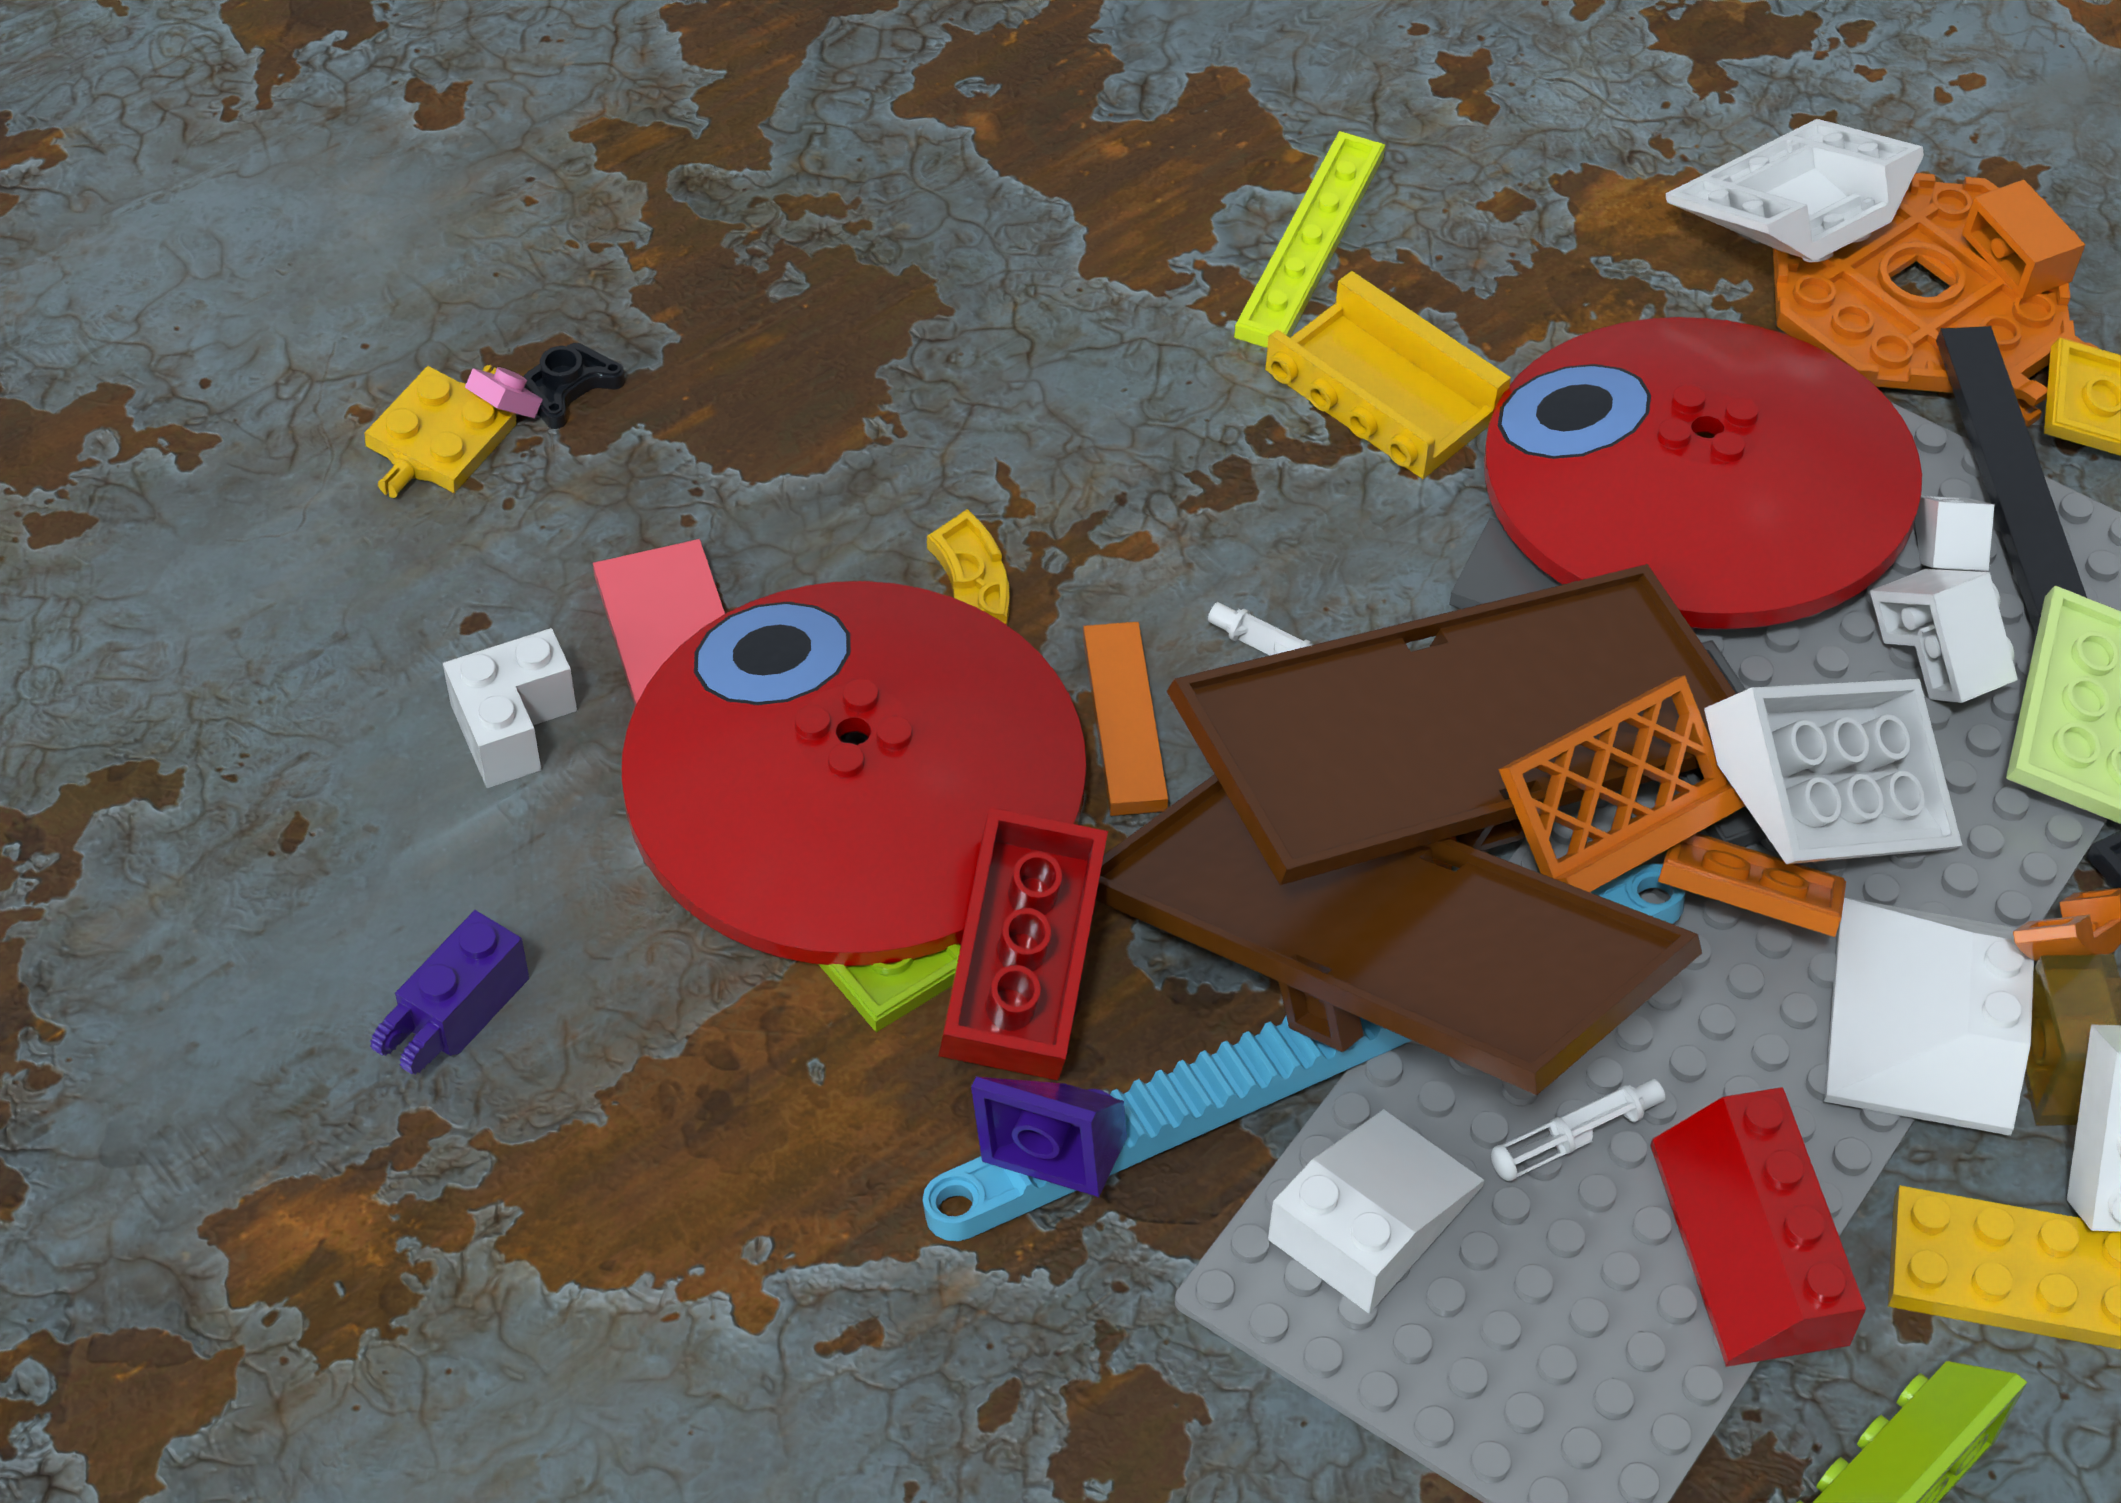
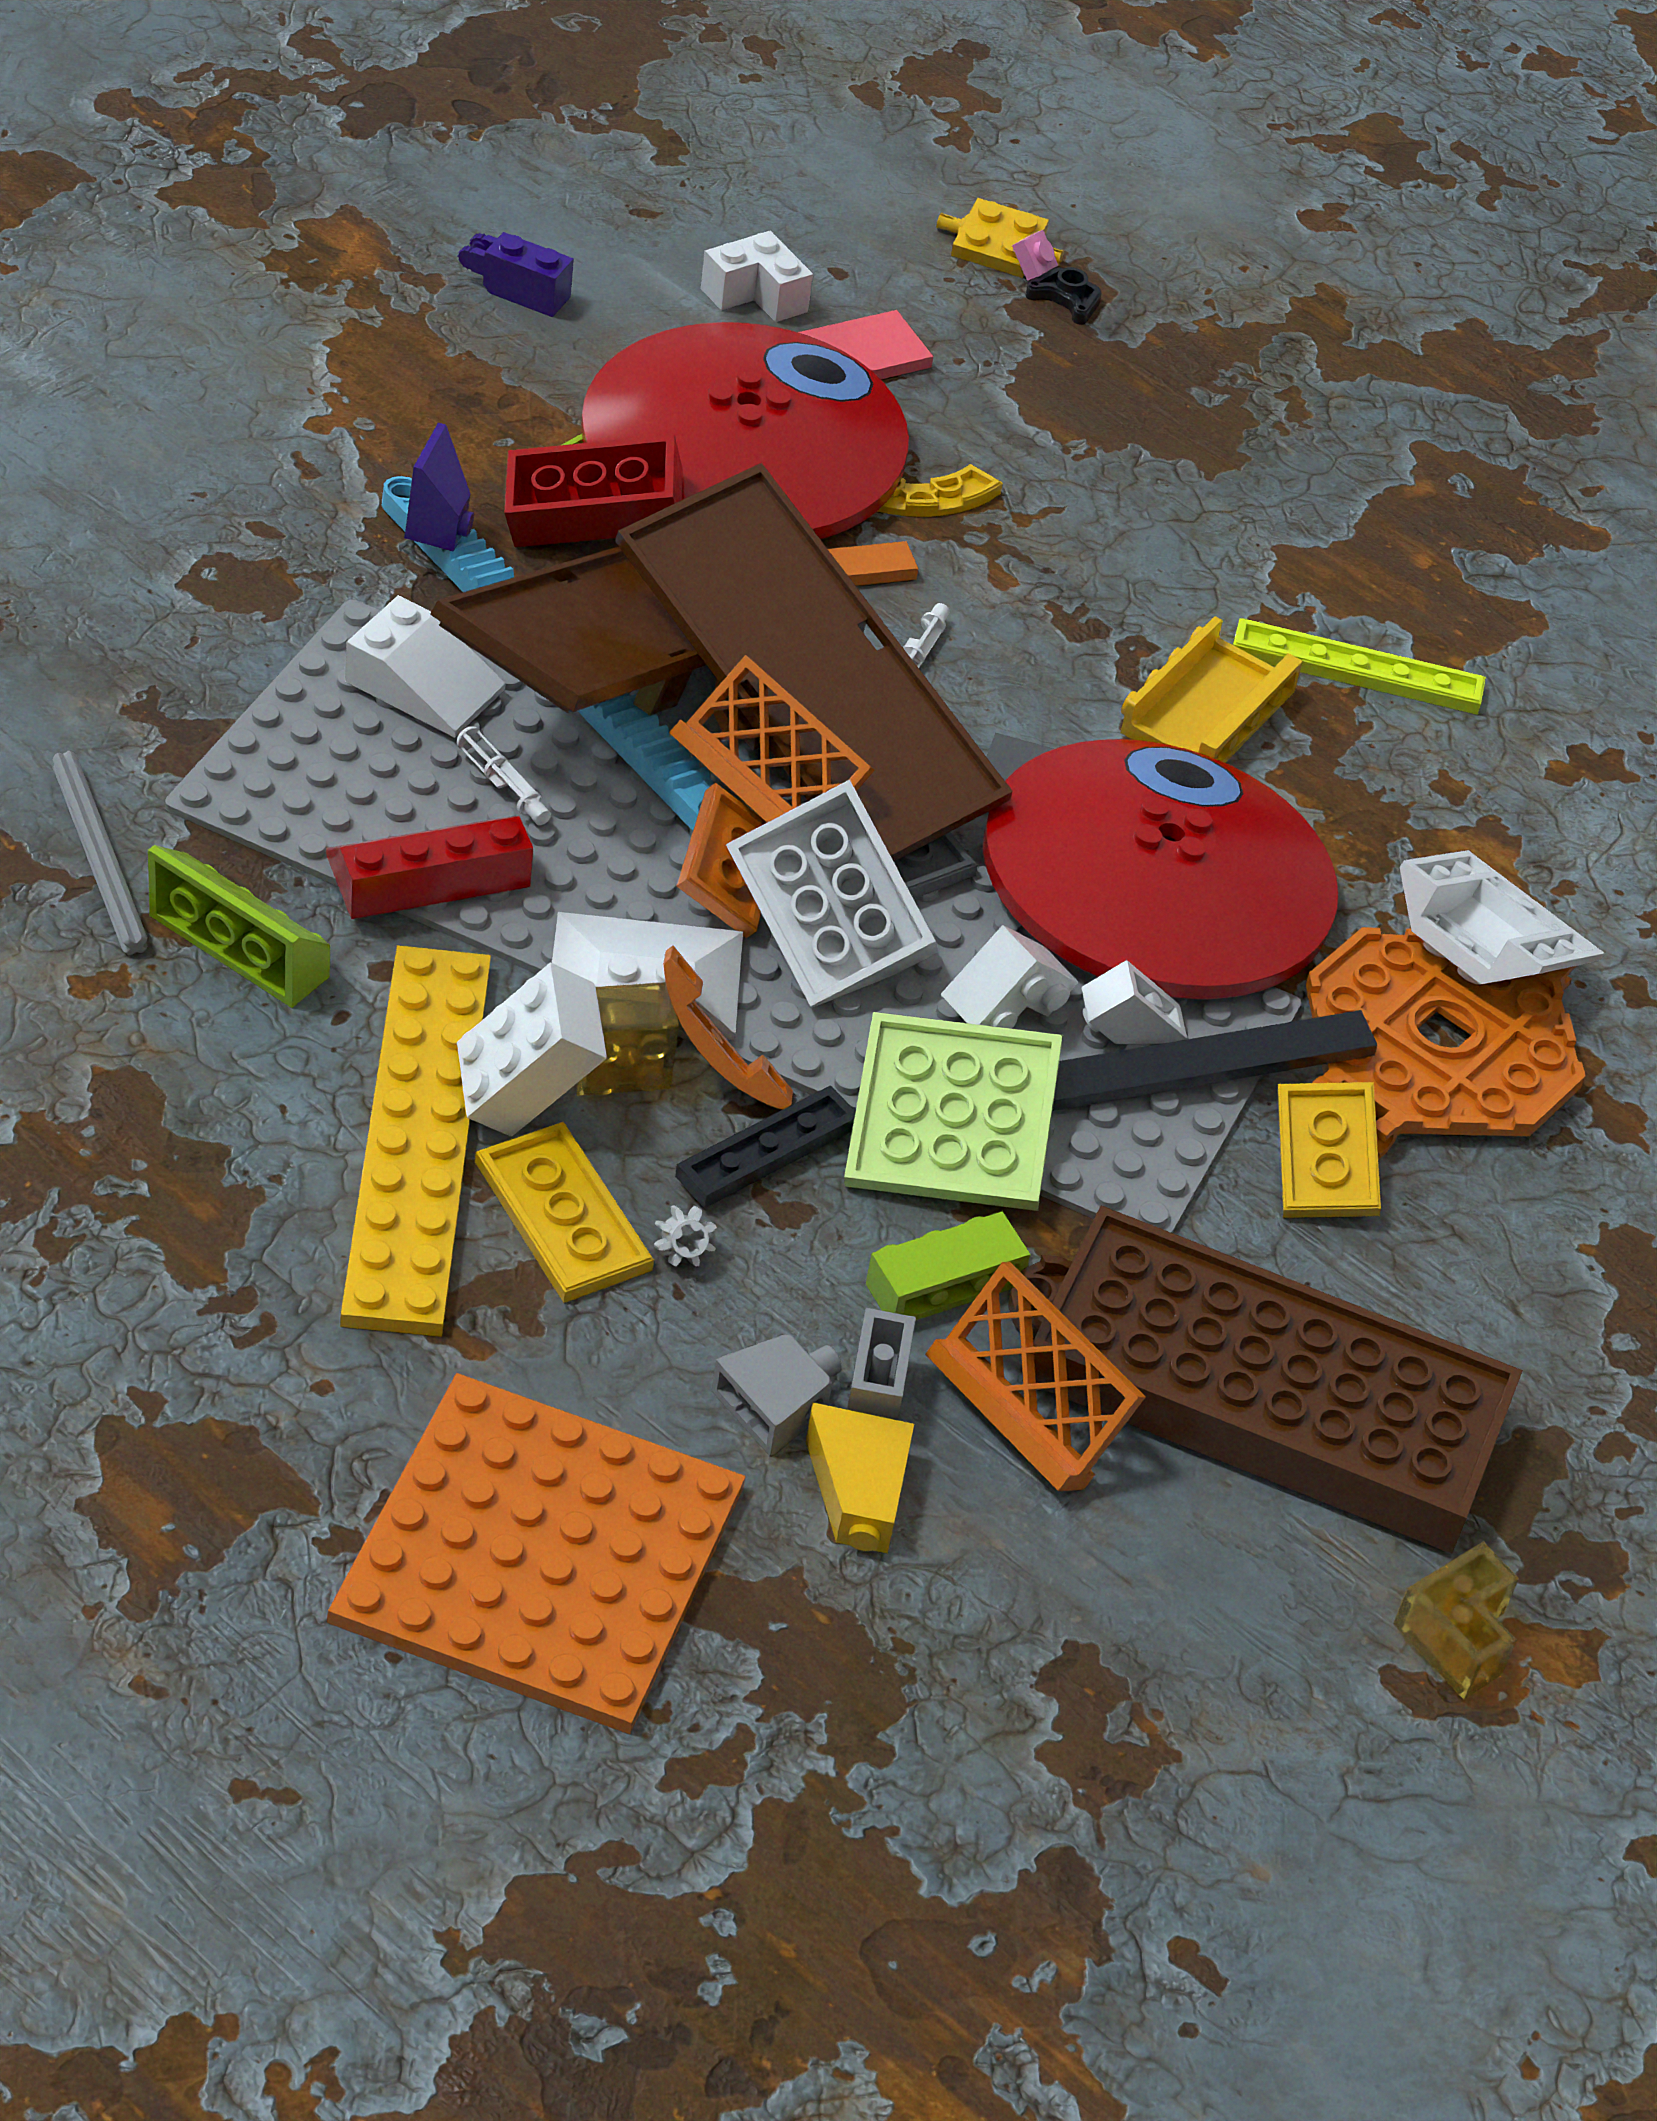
camera: 75 degrees right, 5 degrees down
(2023, 239) = (1495, 1074): orange brick -> none

